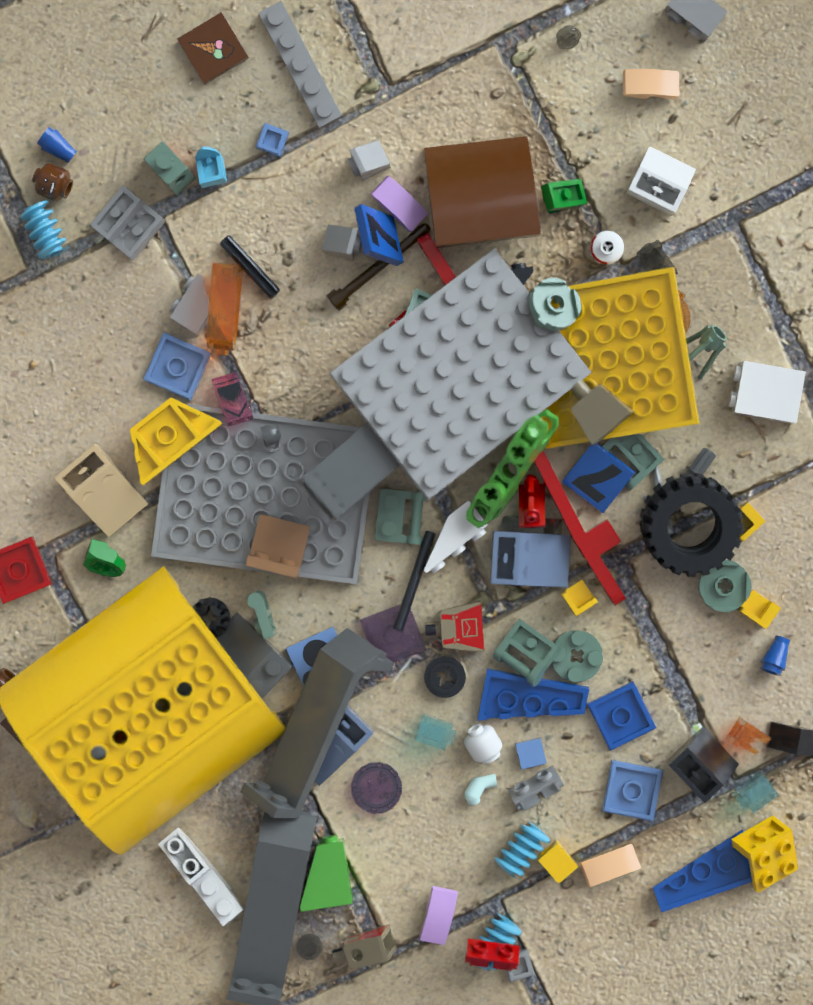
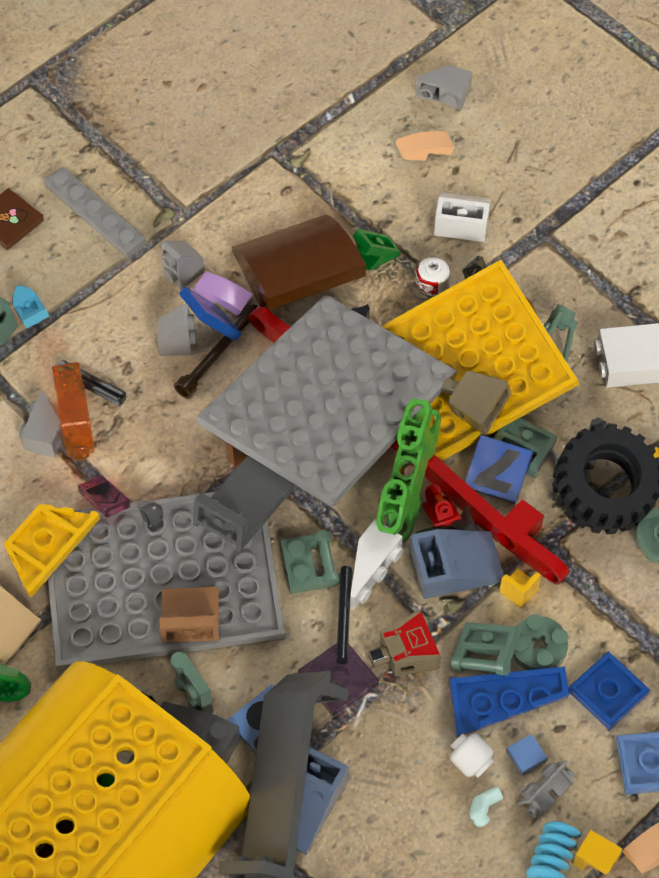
camera: 20 degrees left, 30 degrees down
(177, 366) = (39, 484): medium blue tile -> none
(272, 140) = (84, 276): medium blue tile -> none
(376, 787) = (370, 839): clear purple tile -> none
(435, 732) = (416, 758): clear light blue brick -> none
(442, 664) = (399, 692): black gear -> none
(544, 314) = (399, 321): plate -> none
(568, 37) = (336, 130): clear smoke plate -> none

